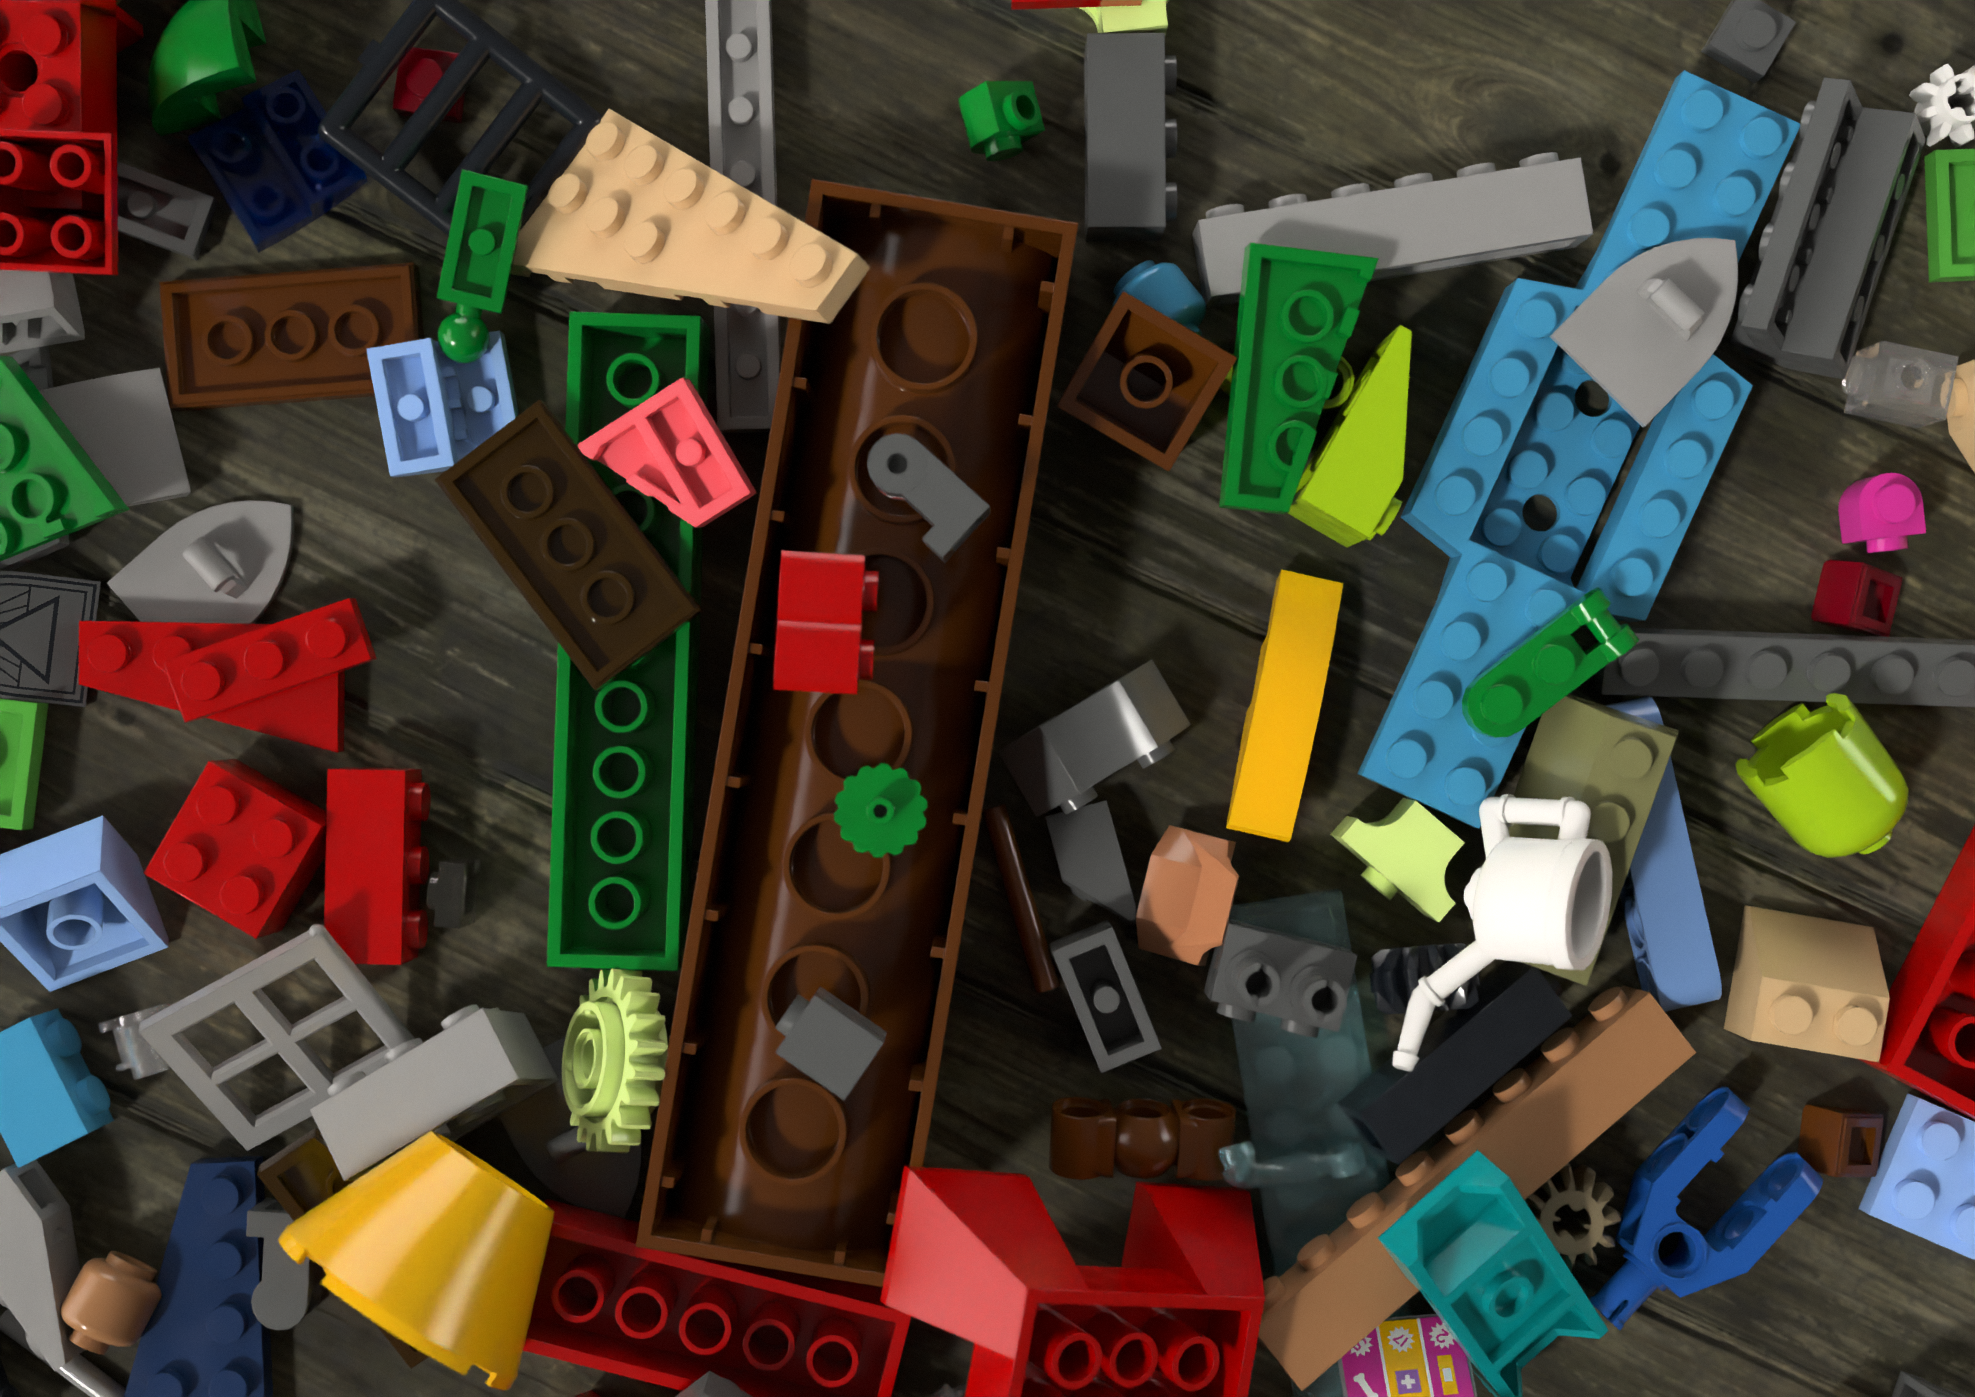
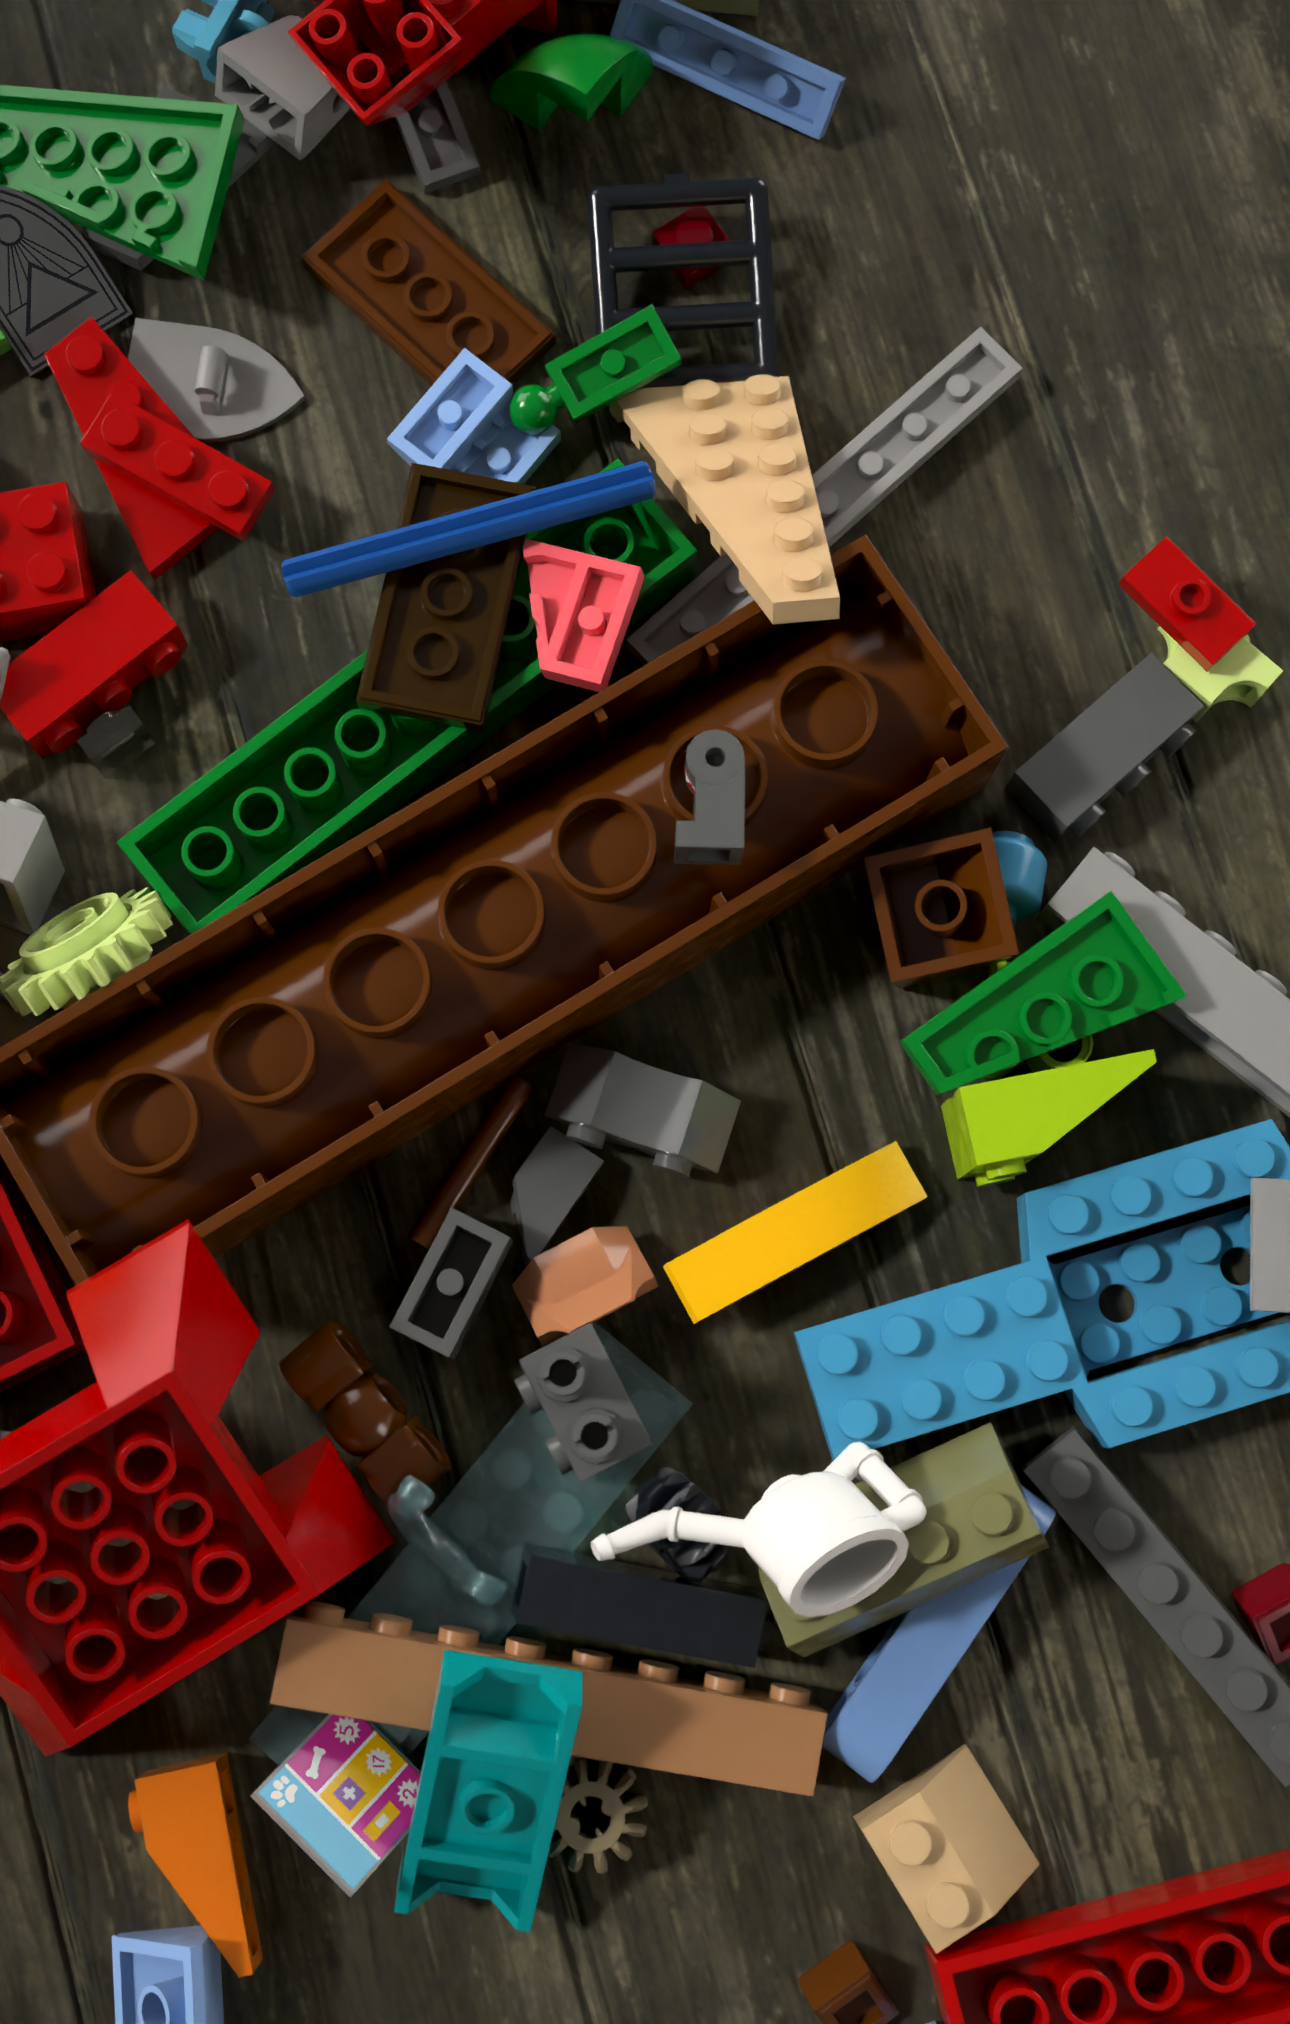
camera: 40 degrees right, 10 degrees down
(126, 433) = (256, 241): light grey slope -> none
(275, 163) = (541, 186): clear blue slope -> none
(533, 484) = (468, 529): none -> blue axle
(823, 621) = (550, 806): red brick -> none
(829, 1041) = (237, 1077): dark grey brick -> none
(880, 810) = (447, 972): green piece -> none
(1000, 118) = (1035, 647): green plate -> none
(1404, 855) = (762, 1426): yellowish green brick -> none
(1545, 668) = (1001, 1396): green plate -> none
(1730, 1244) = (685, 1976): blue piece -> none
(1827, 779) = (1118, 1711): lime cylinder -> none

